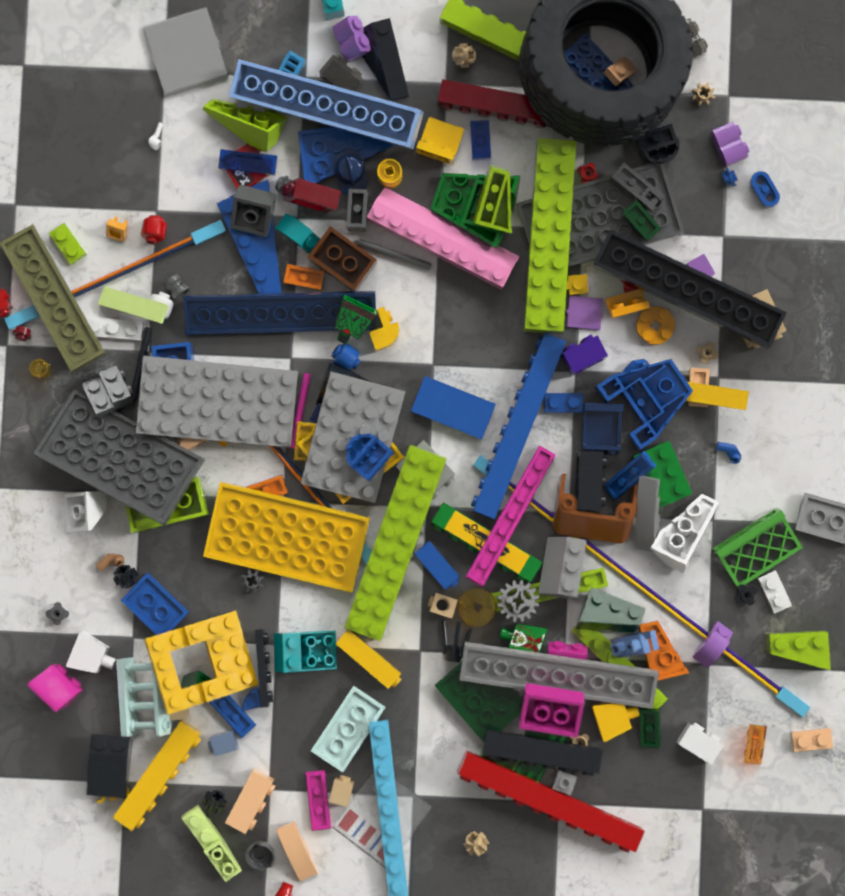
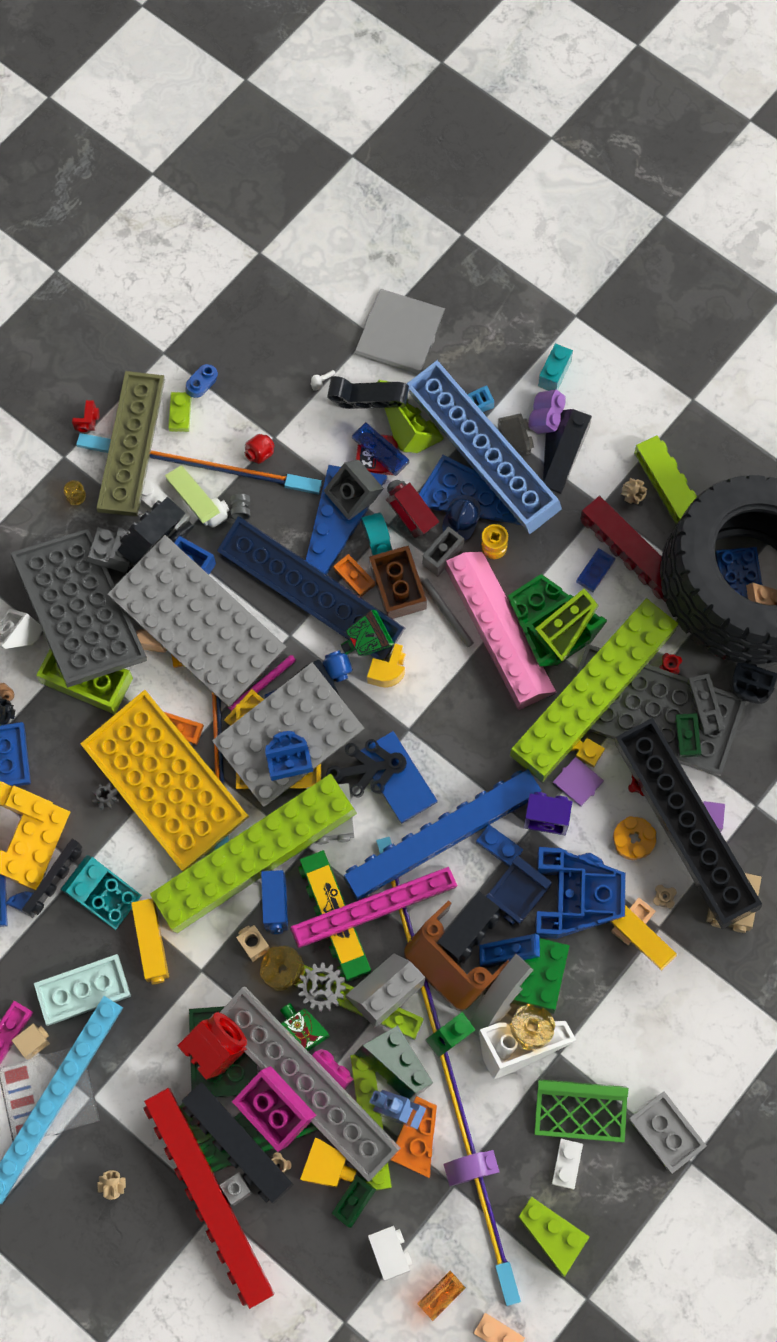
camera: 35 degrees right, 15 degrees down
(22, 333) = (83, 454): dark red plate -> none
(64, 205) = (202, 379): none -> blue plate
(116, 229) = (228, 427): light orange tile -> none
(127, 359) = (150, 530): none -> black brick
(206, 125) = (367, 395): none -> black beam
(429, 416) = (370, 768): none -> black plant
(440, 140) = (559, 546): yellow bracket -> none
(454, 653) = (228, 989): black plant -> none
(477, 699) = (214, 1045): none -> red piece
(626, 303) = (622, 798): light orange bracket -> none
(634, 563) = (452, 1034): none -> green torso
(682, 507) = (524, 1035): none -> clear yellow plate
(731, 451) = (622, 1001): blue arm -> none
(750, 591) = (531, 1145): black plate -> none

